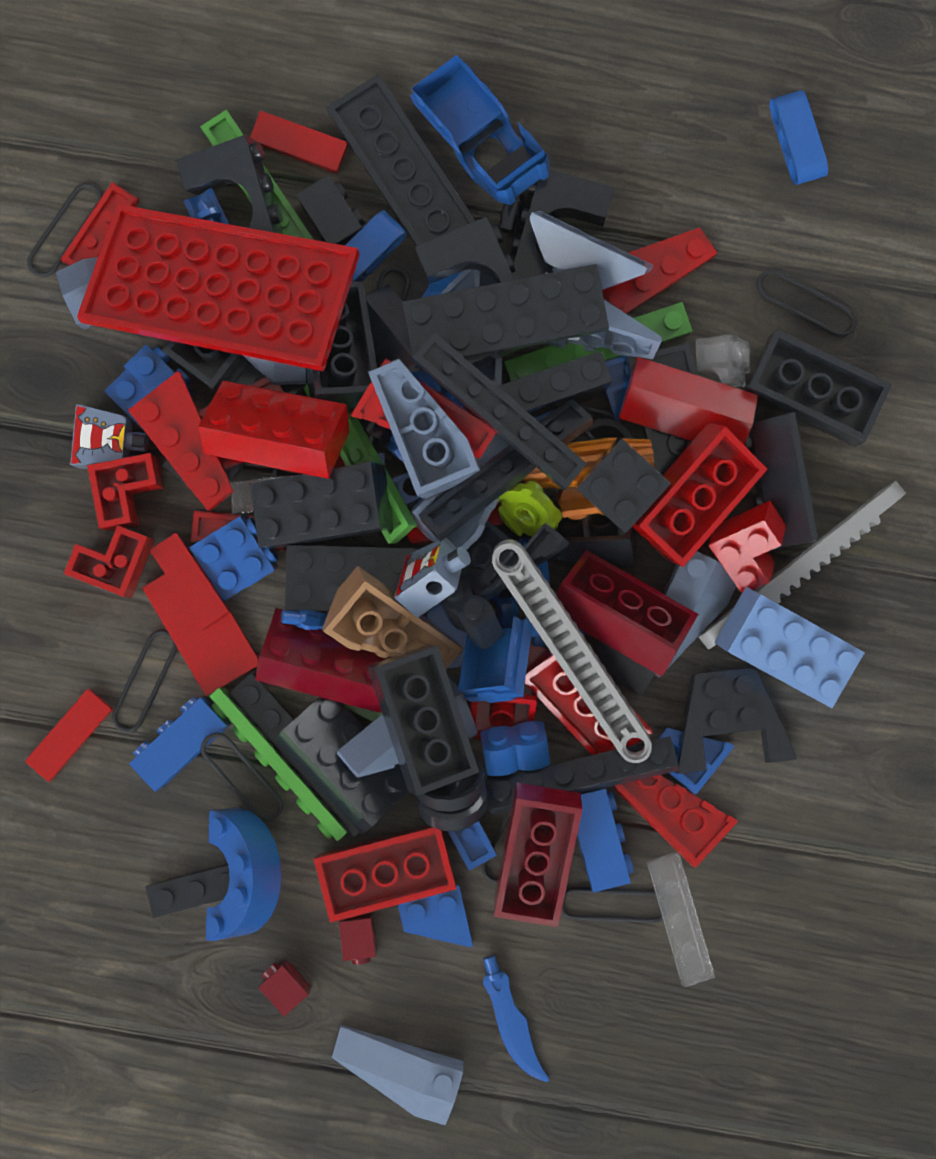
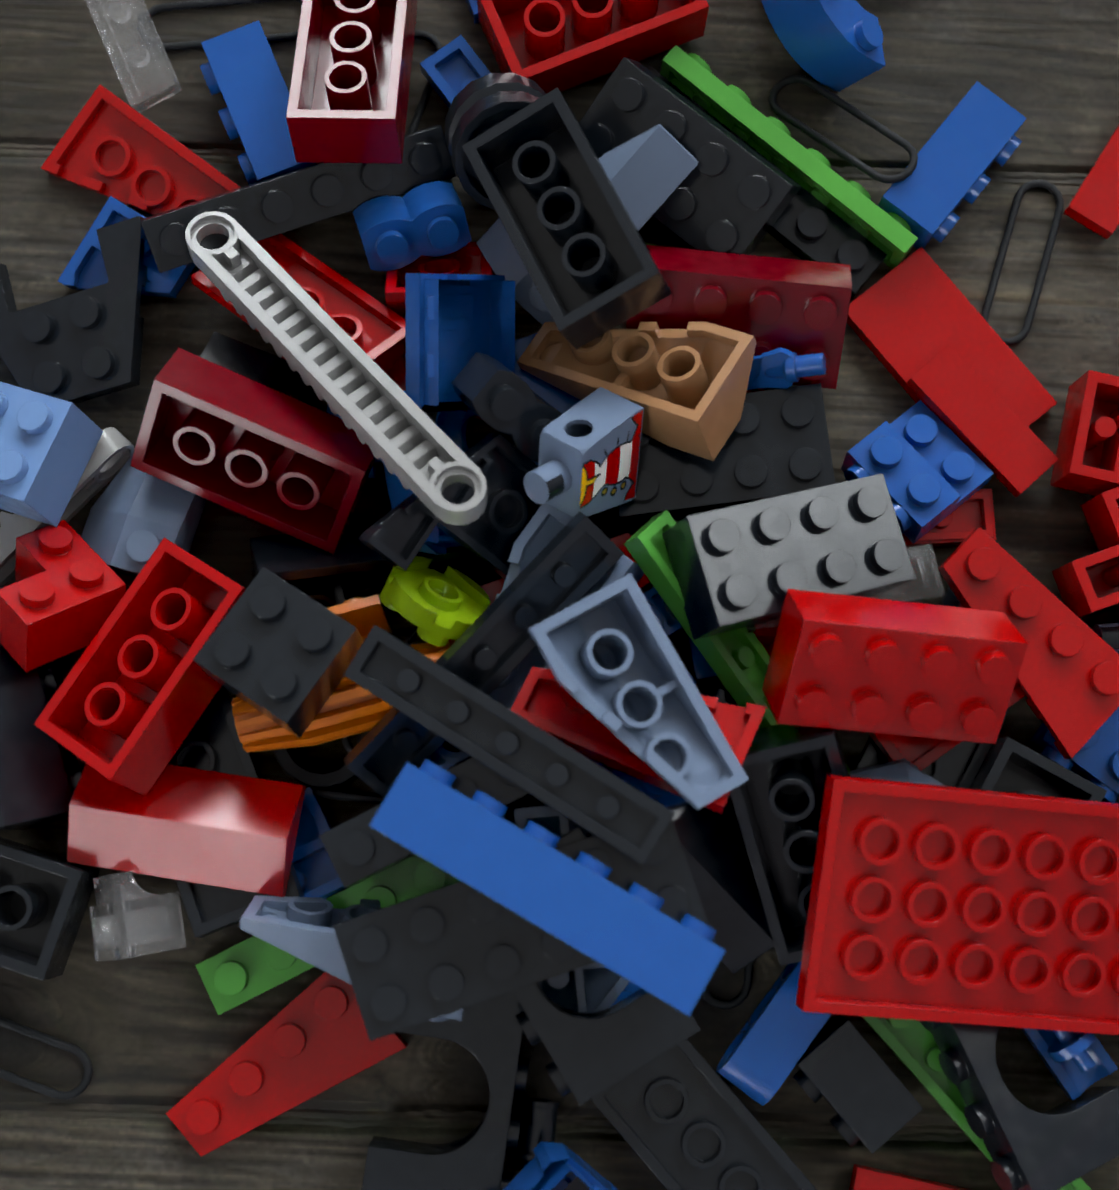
camera: 170 degrees right, 5 degrees down
(488, 328) = (549, 888): none -> blue brick
(571, 248) = (409, 1069): sand blue wedge -> none

